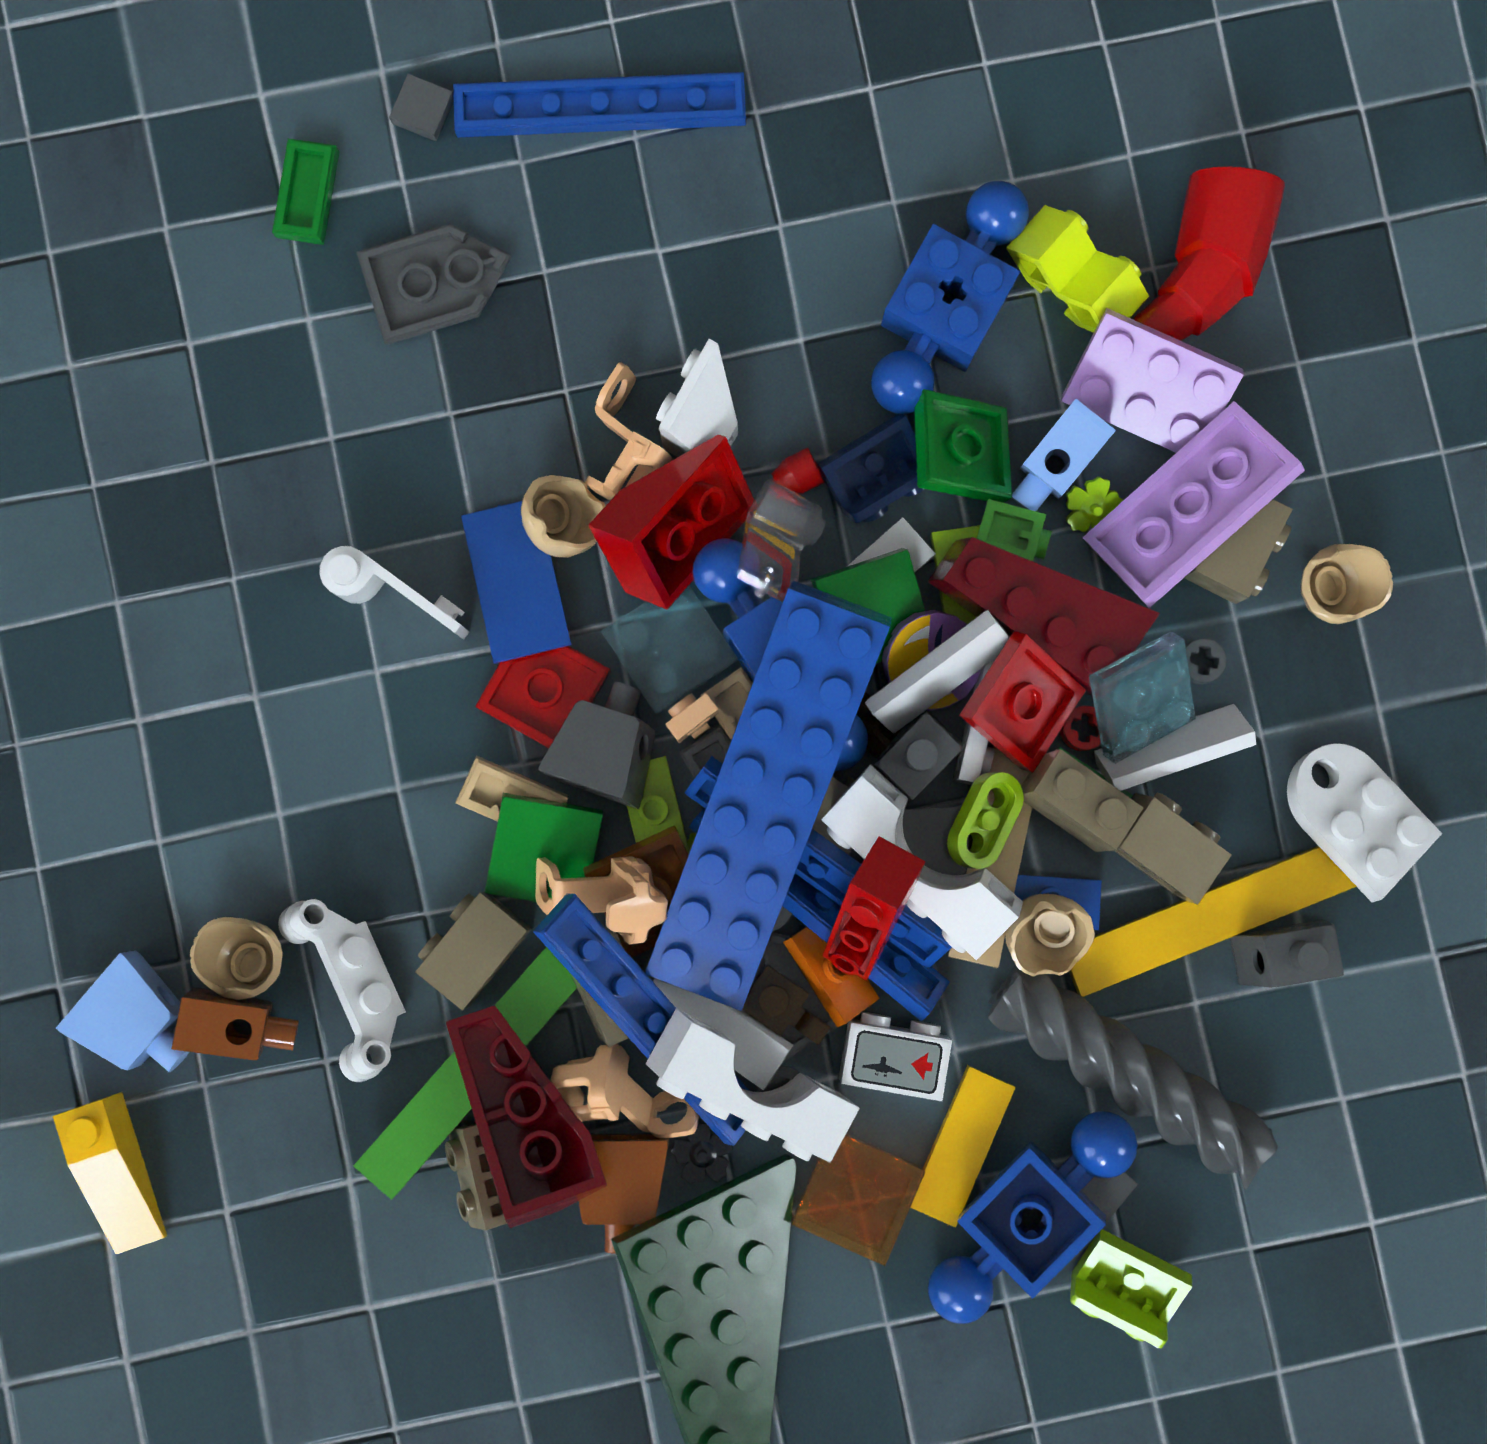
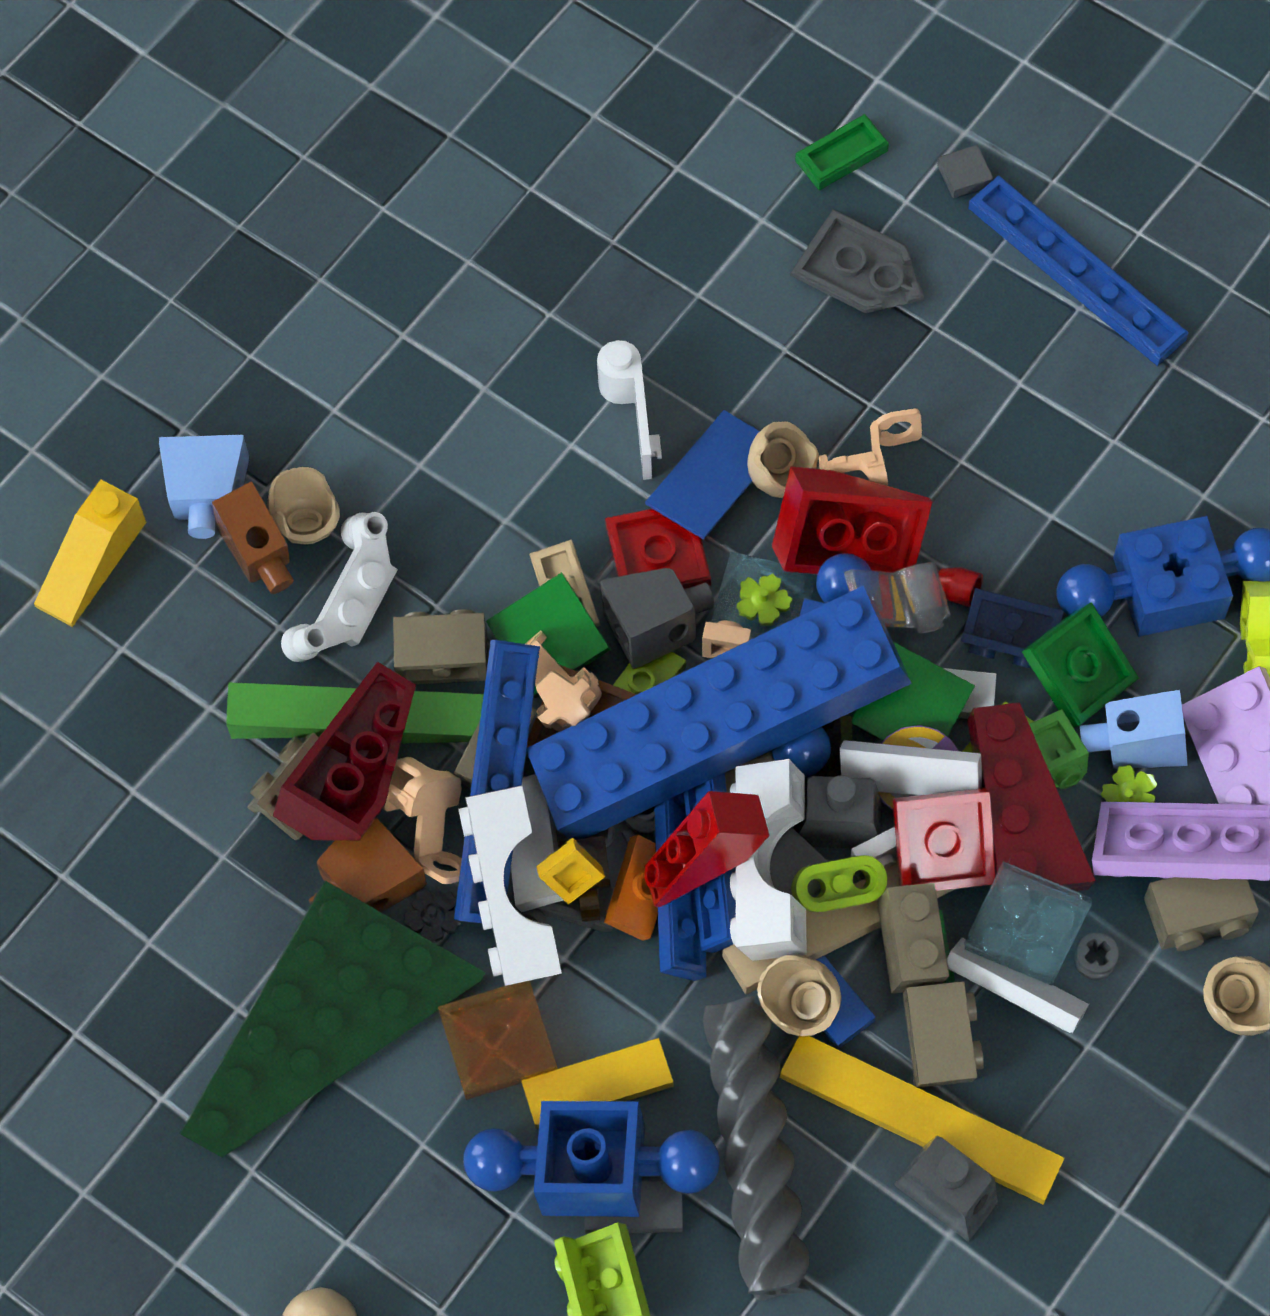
camera: 55 degrees right, 20 degrees down
(673, 647) = (763, 599): none -> lime plant
(701, 406) = (943, 473): white slope -> none
(785, 1029) = (570, 871): none -> yellow tile
(895, 1057) = (618, 979): brick -> none
(1070, 736) = (971, 900): red bush -> none
(1359, 818) = (1094, 1160): white plate -> none

